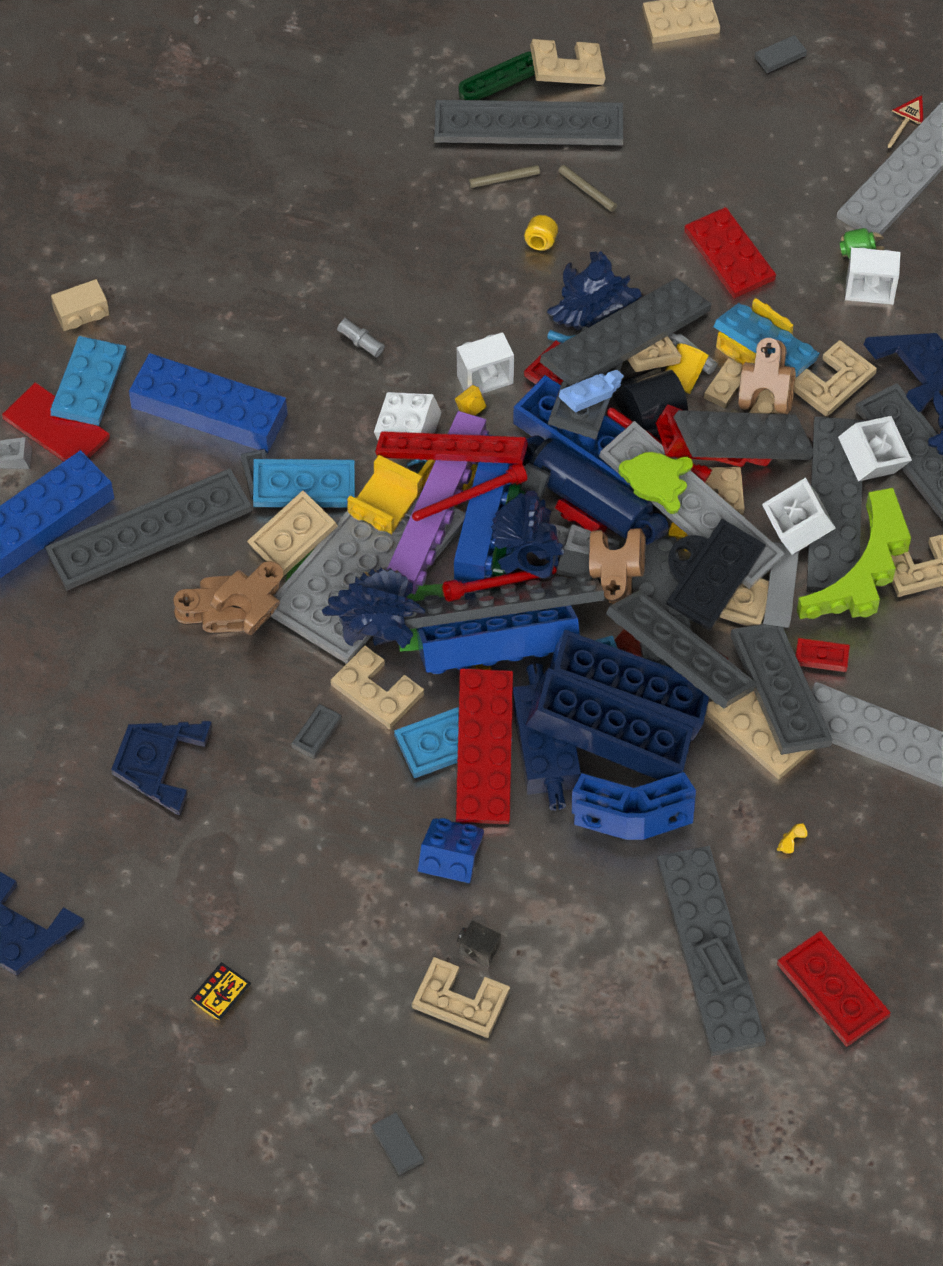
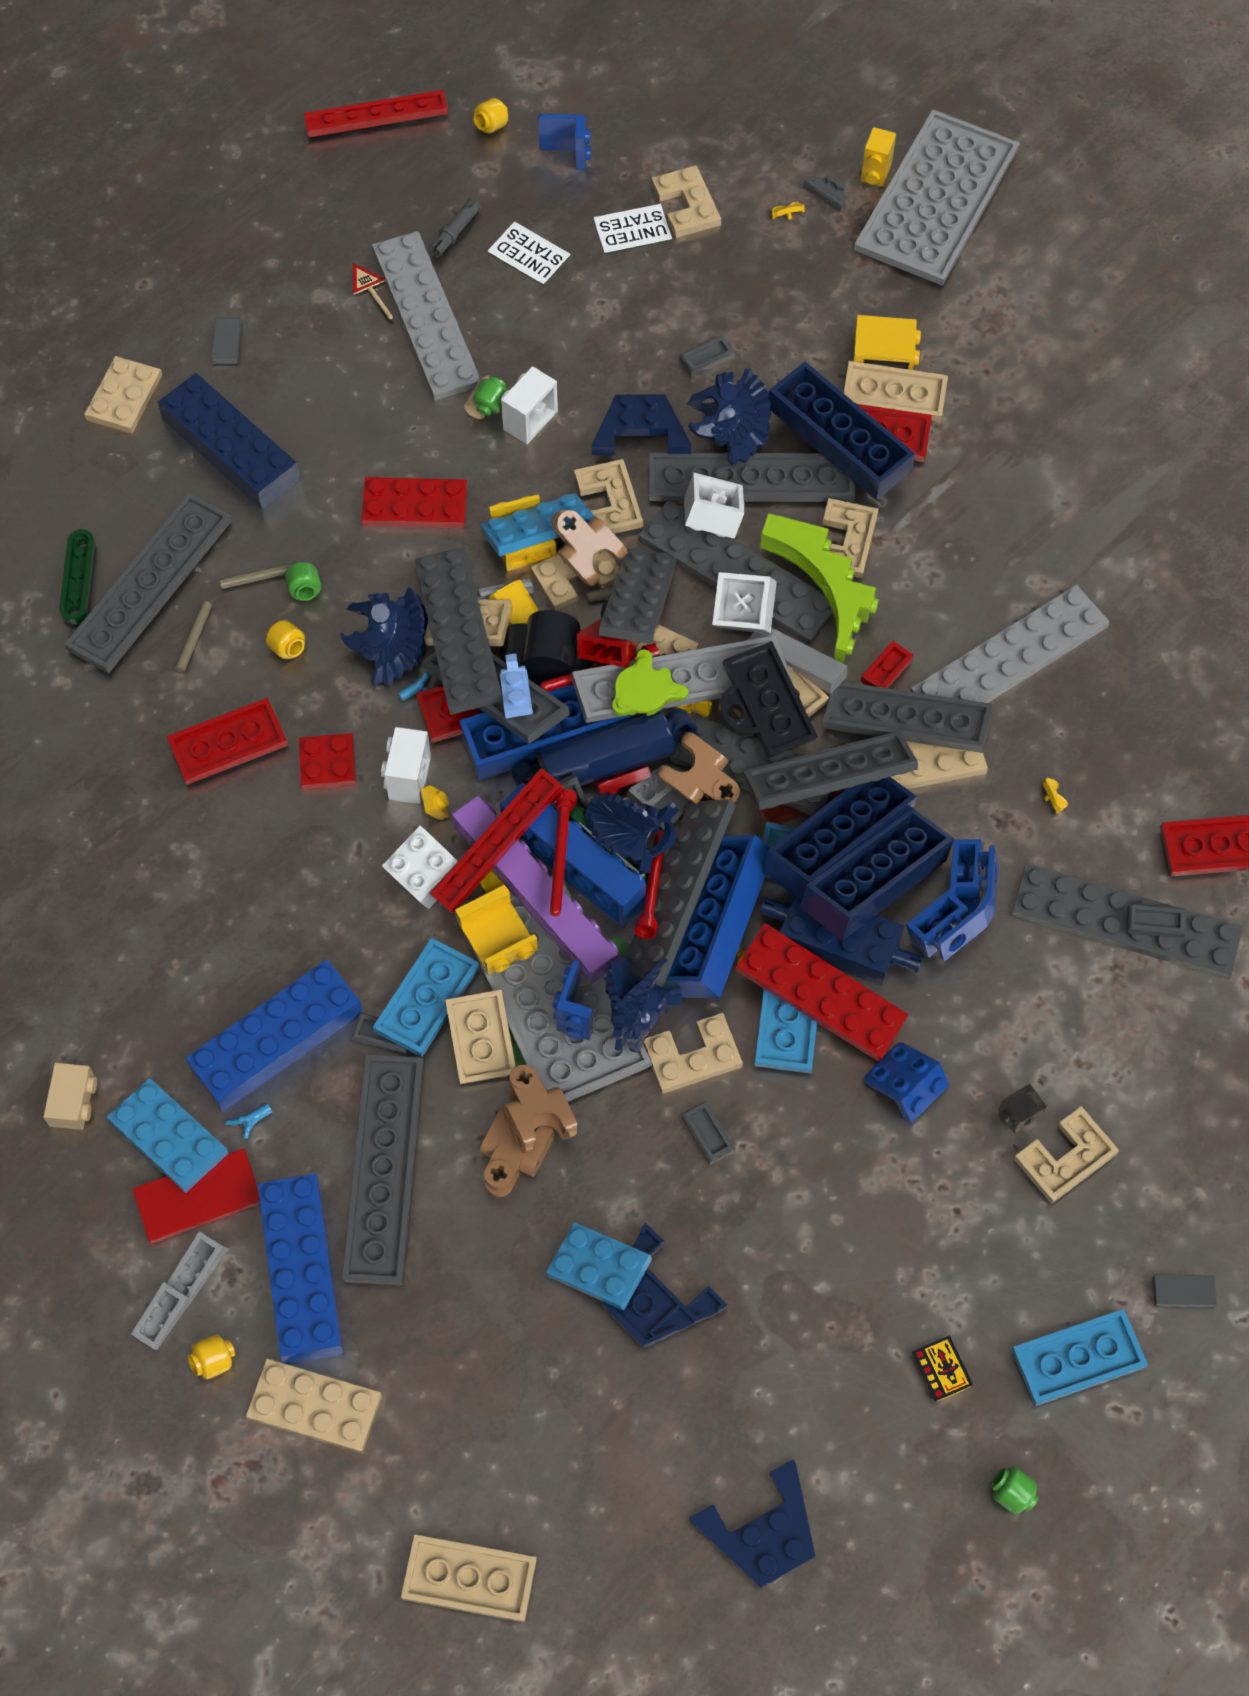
camera: 60 degrees left, 5 degrees up
(135, 426) = (251, 1118): none -> dark azure bar
(148, 1087) = (1014, 1490): none -> bright green head
(156, 707) = (599, 1266): none -> dark azure plate
(289, 1087) = (1079, 1357): none -> dark azure plate
(352, 564) = (572, 1017): none -> blue bracket
(361, 337) = (292, 858): light grey pin -> none
(429, 244) = (227, 741): none -> red plate
(459, 317) = (327, 761): none -> red plate
(584, 69) = (122, 506): tan plate -> none
(600, 216) = (303, 581): none -> bright green head
(687, 103) = (229, 441): none -> dark blue brick

